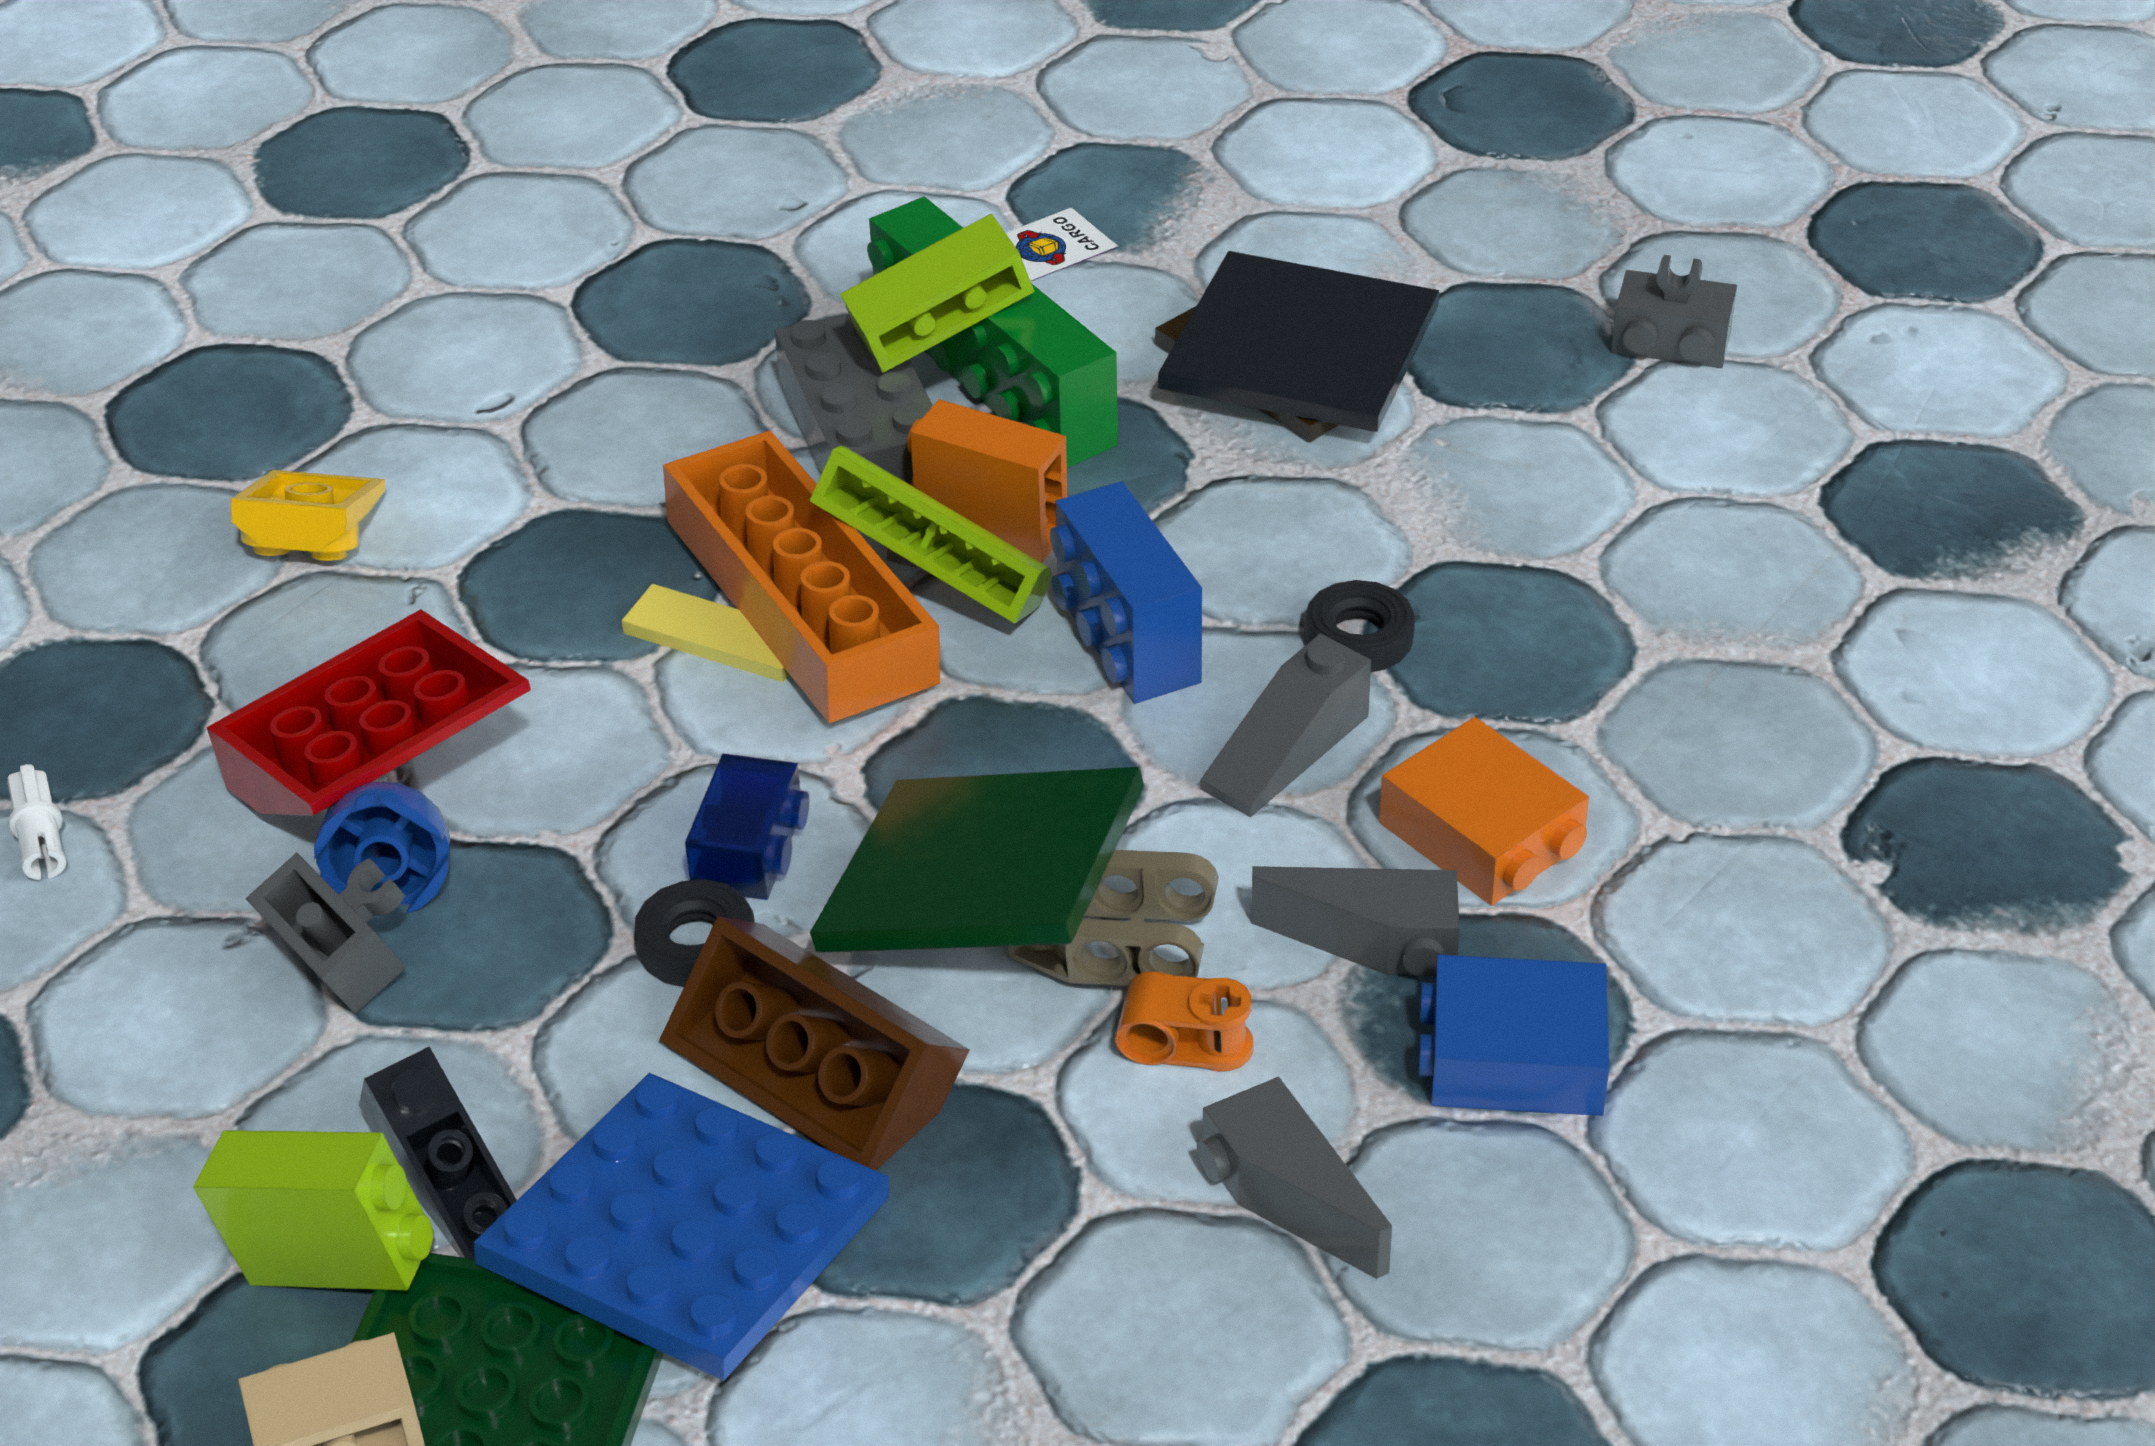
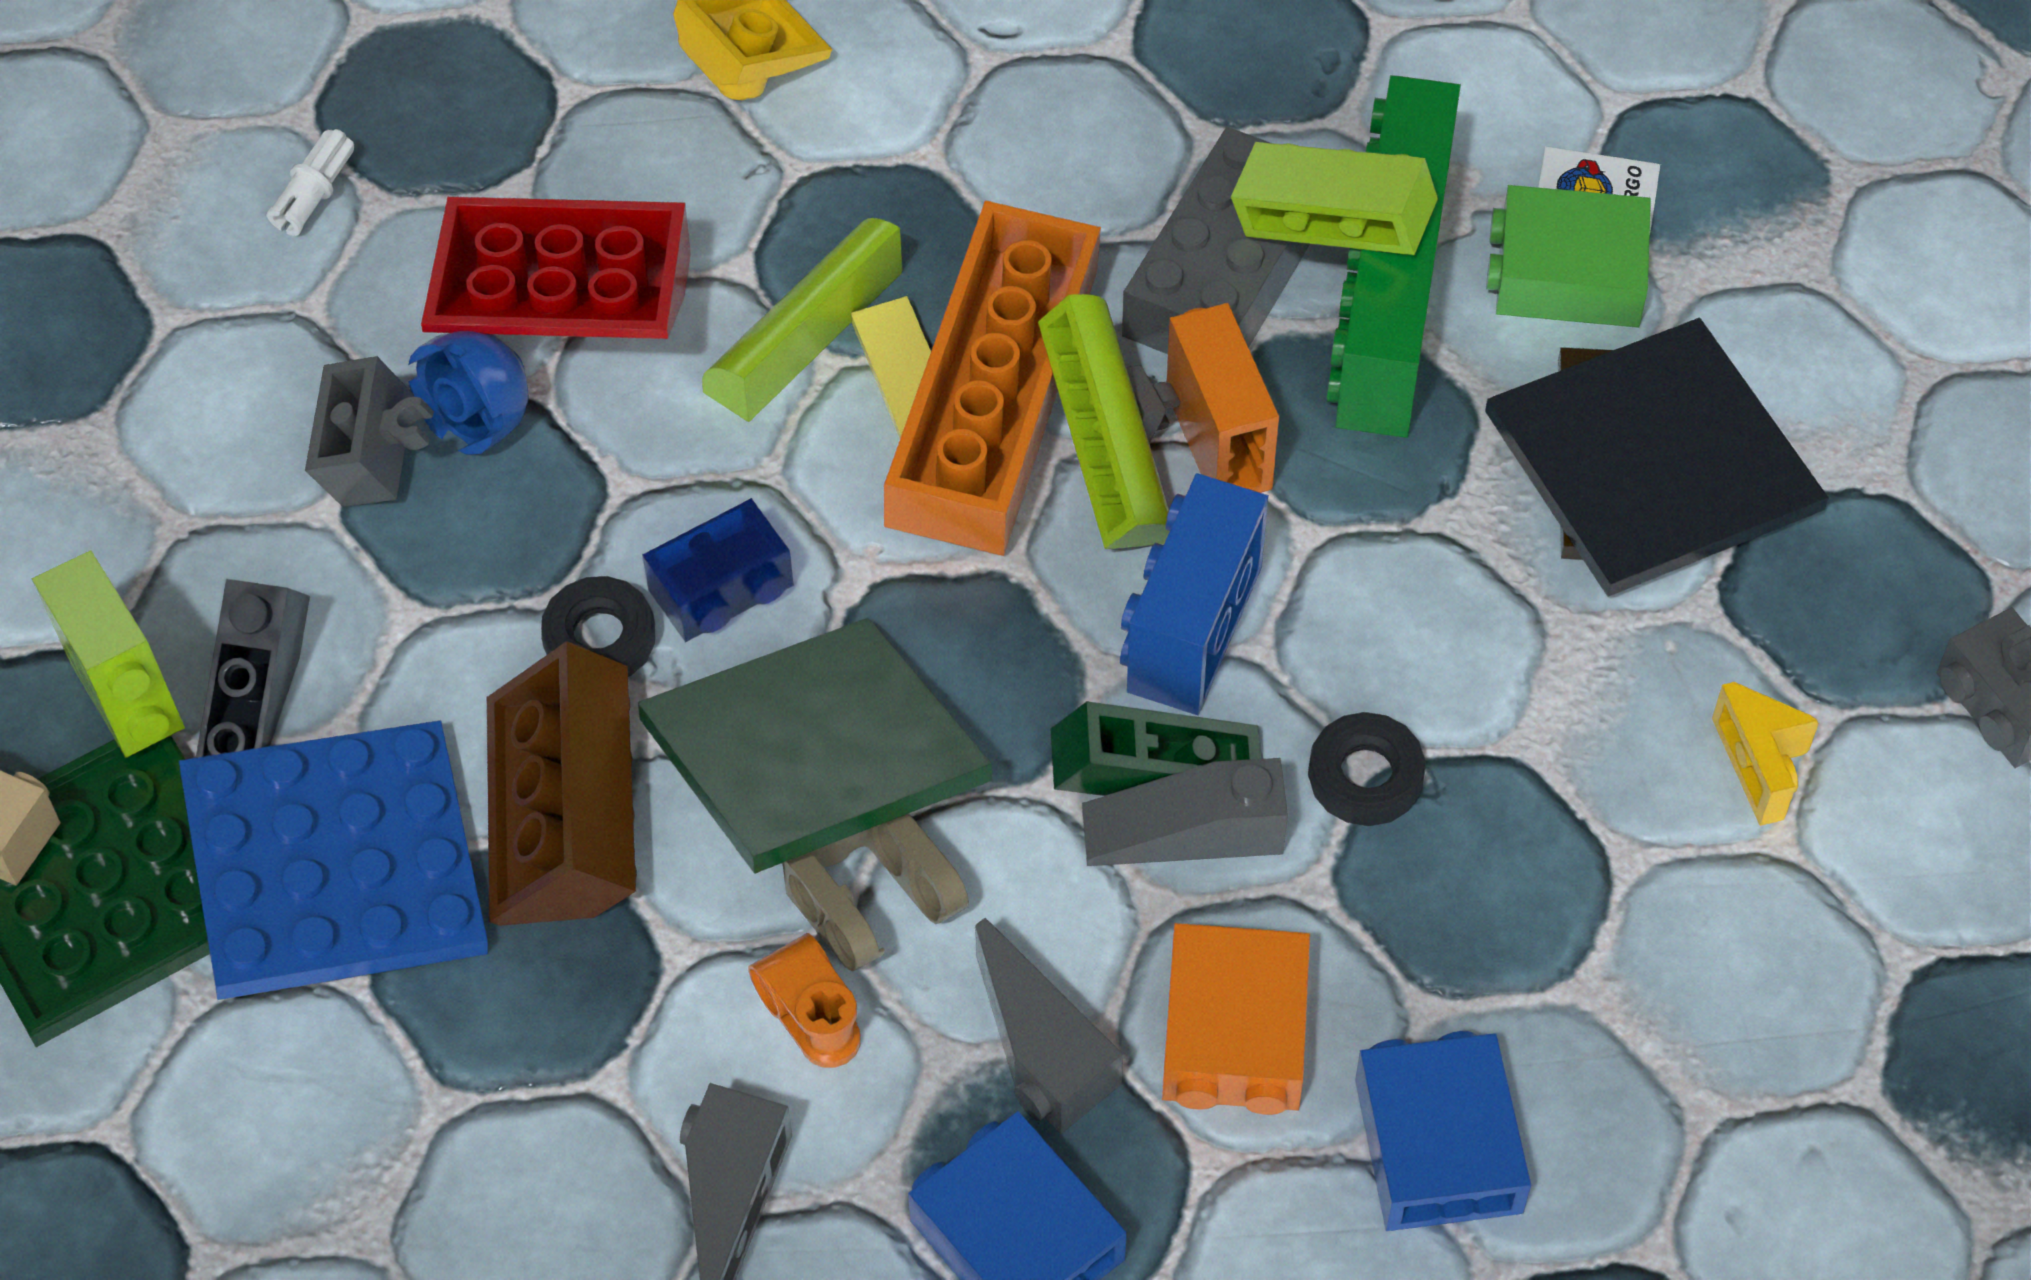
camera: 45 degrees right, 15 degrees up
(591, 641) = (806, 319): none -> lime brick
(1104, 270) = (1570, 256): none -> bright green brick
(1199, 712) = (1121, 747): none -> dark green slope
(1576, 444) = (1760, 742): none -> yellow slope
(1695, 772) = (1441, 1131): none -> blue brick

